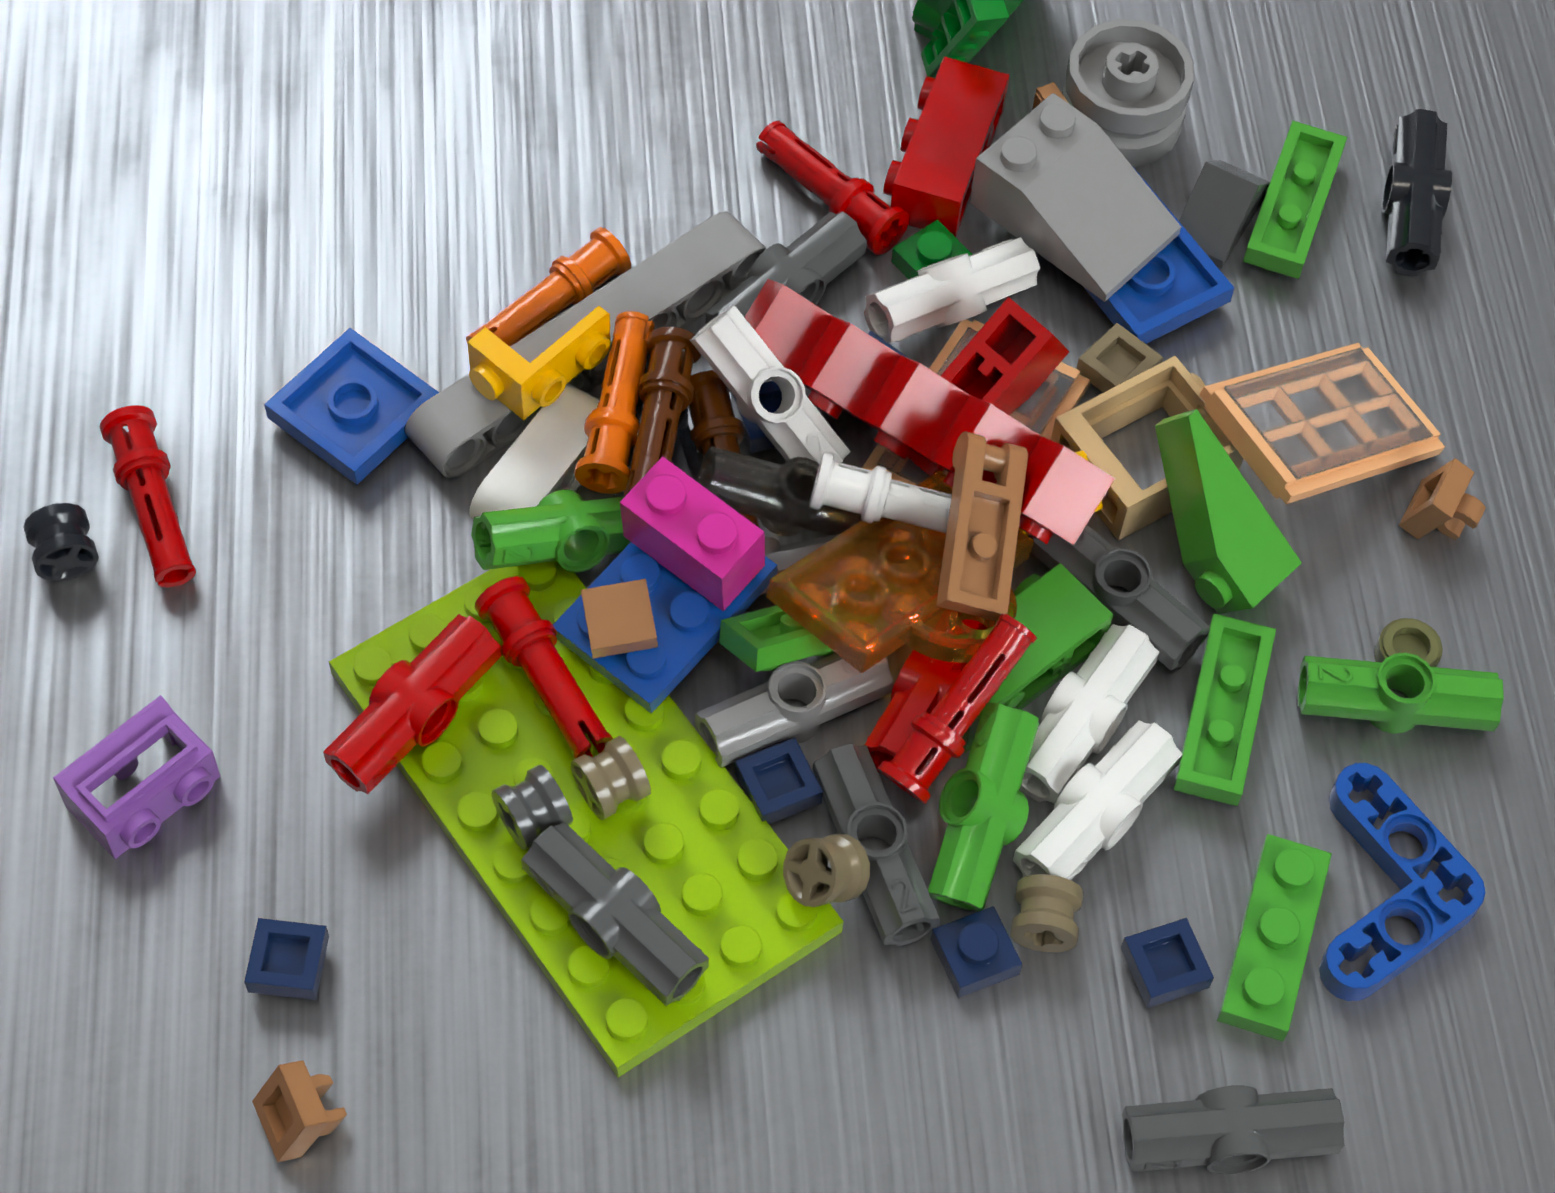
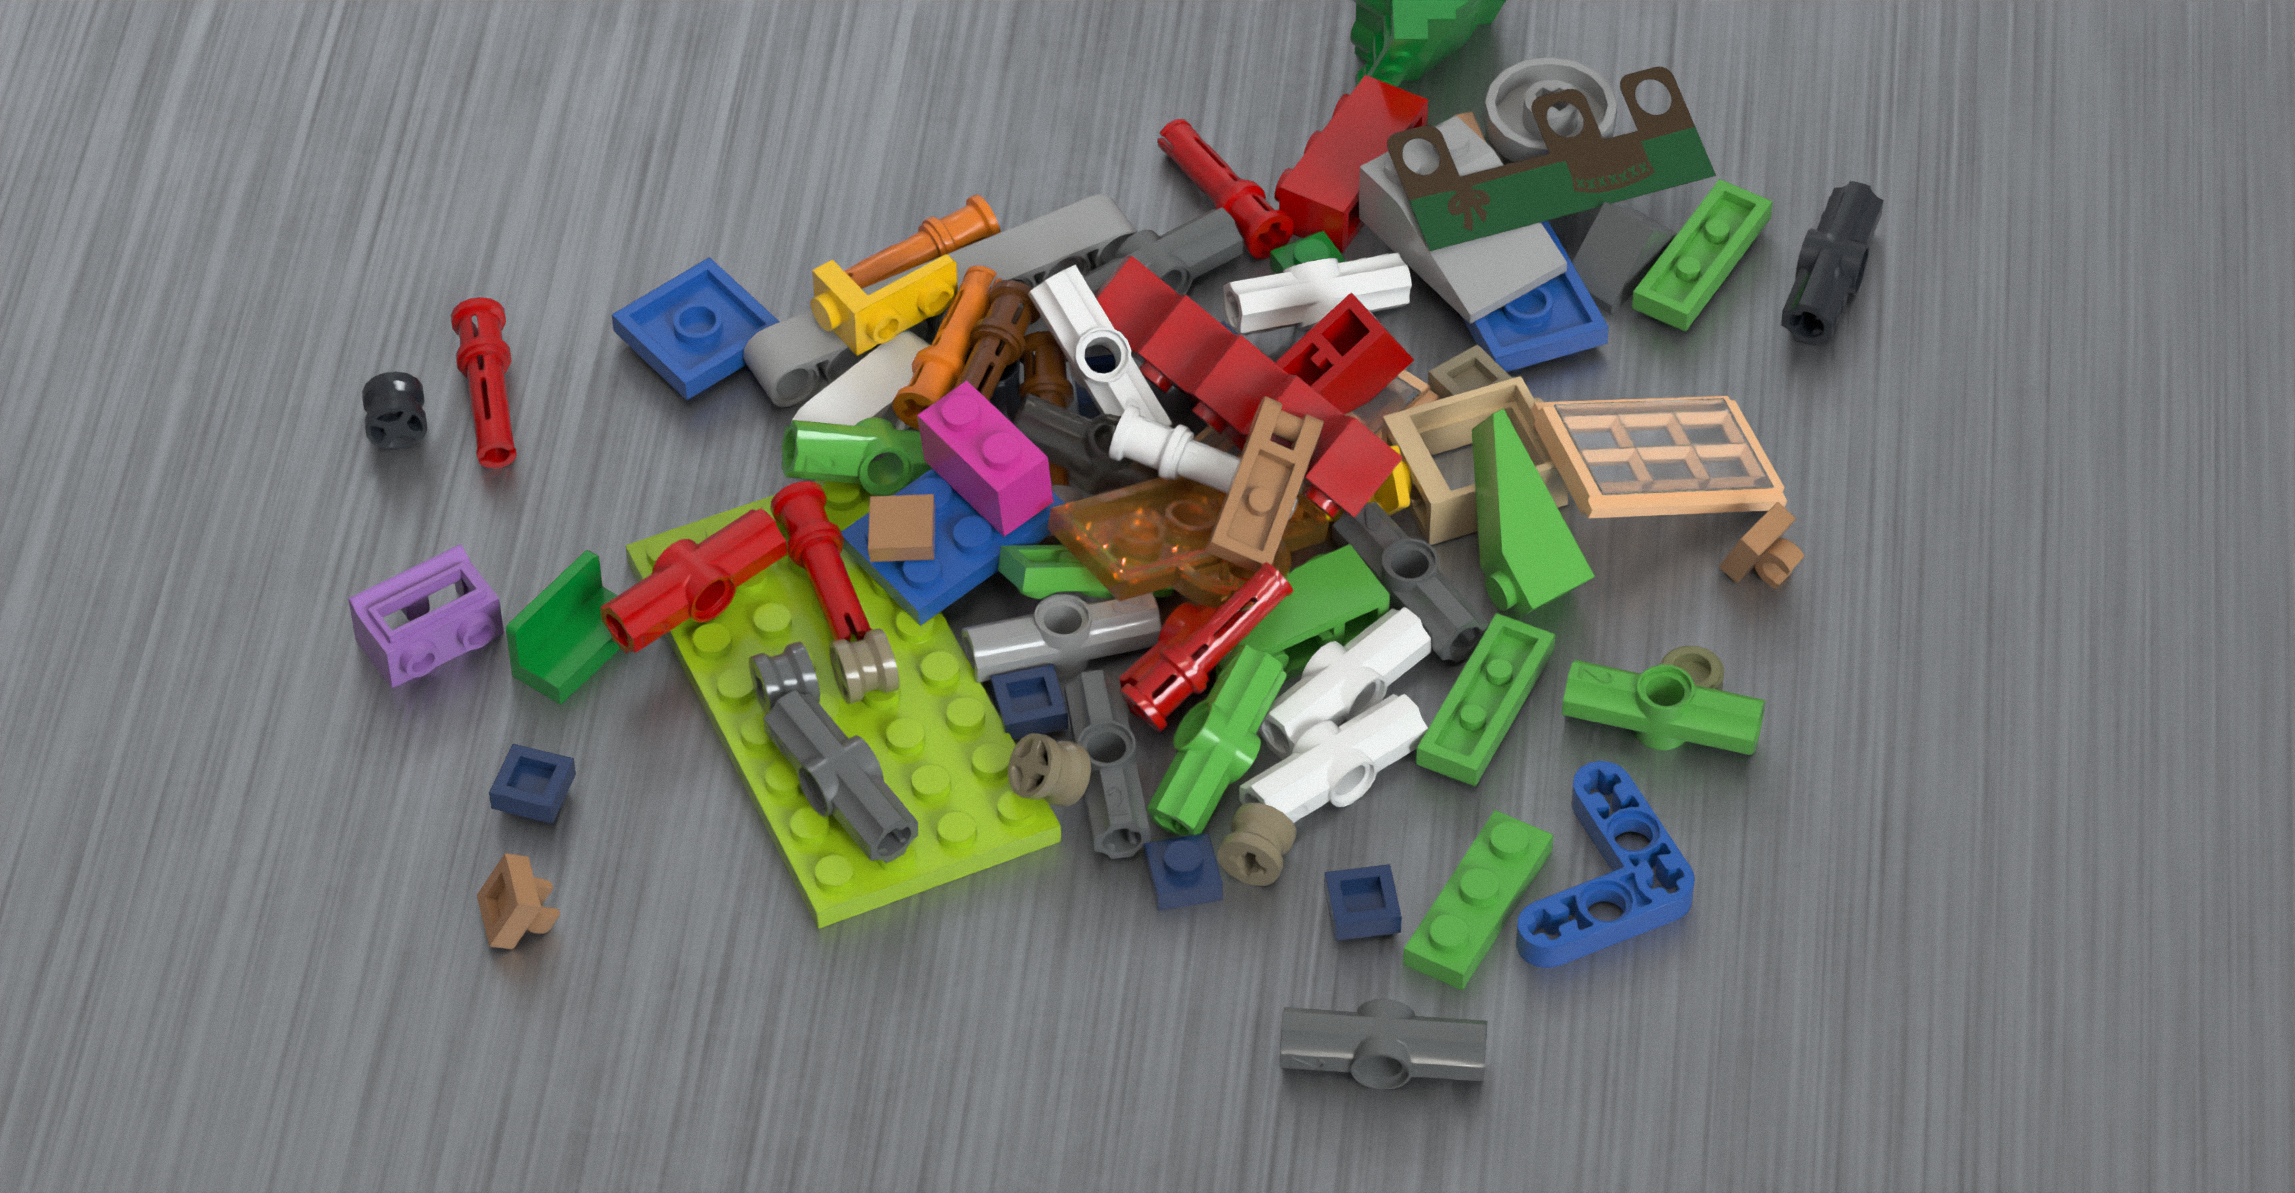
camera: 15 degrees right, 10 degrees down
(286, 774) = (561, 632): none -> green panel
(1173, 140) = (1570, 179): none -> piece

